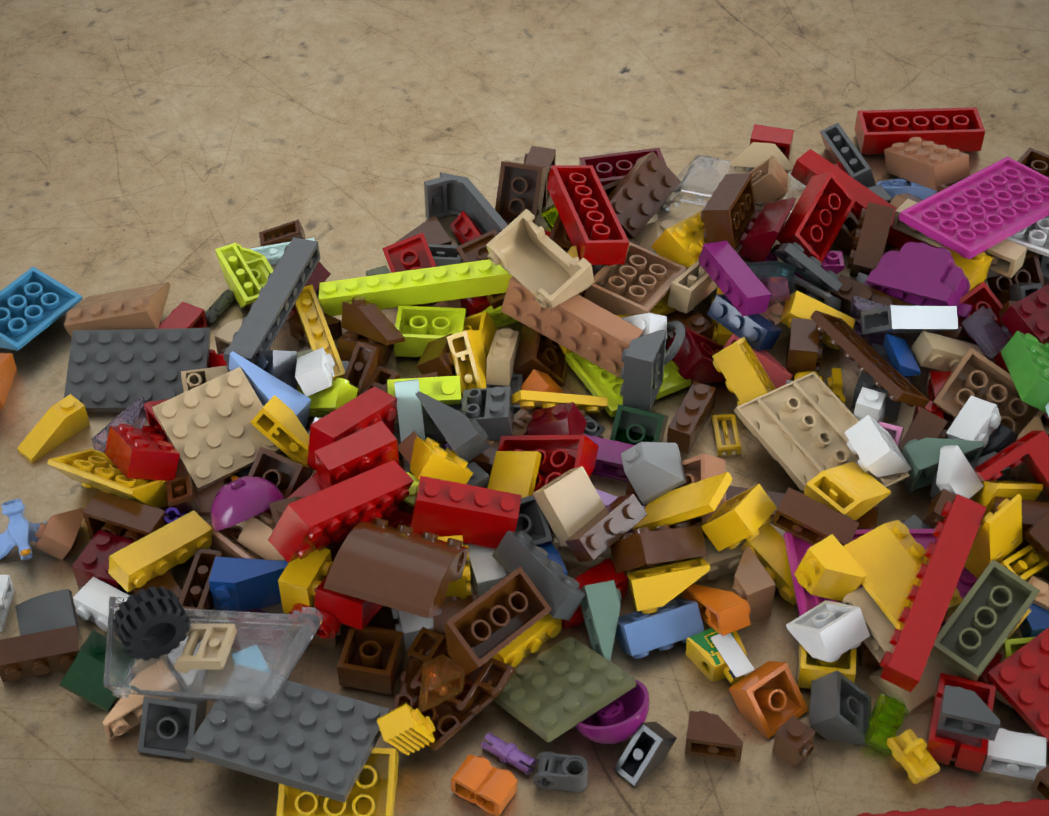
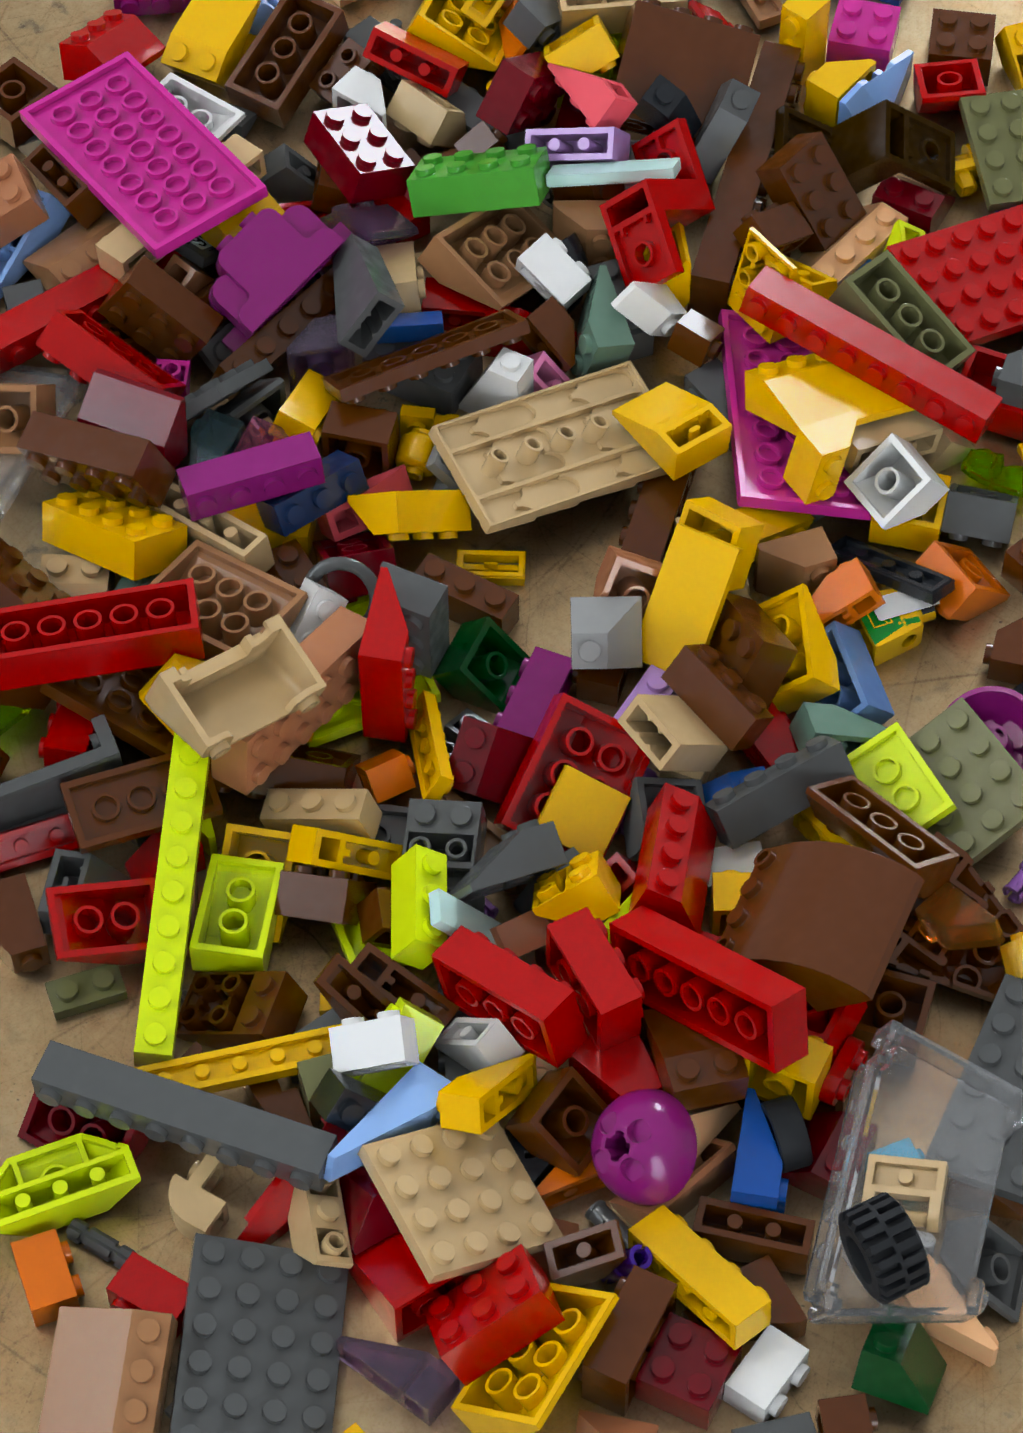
camera: 85 degrees left, 10 degrees up
(196, 284) = (46, 1276): none -> orange brick
(253, 579) = (788, 1132): none -> black tyre
(369, 321) = (237, 983): reddish brown slope -> none
(558, 648) = (901, 776): none -> neon yellow plate
(598, 349) = (386, 667): none -> red slope
(760, 647) = (895, 571): none -> black tile
(812, 519) = (741, 458): reddish brown brick -> none
(876, 448) = (601, 378): white slope -> none

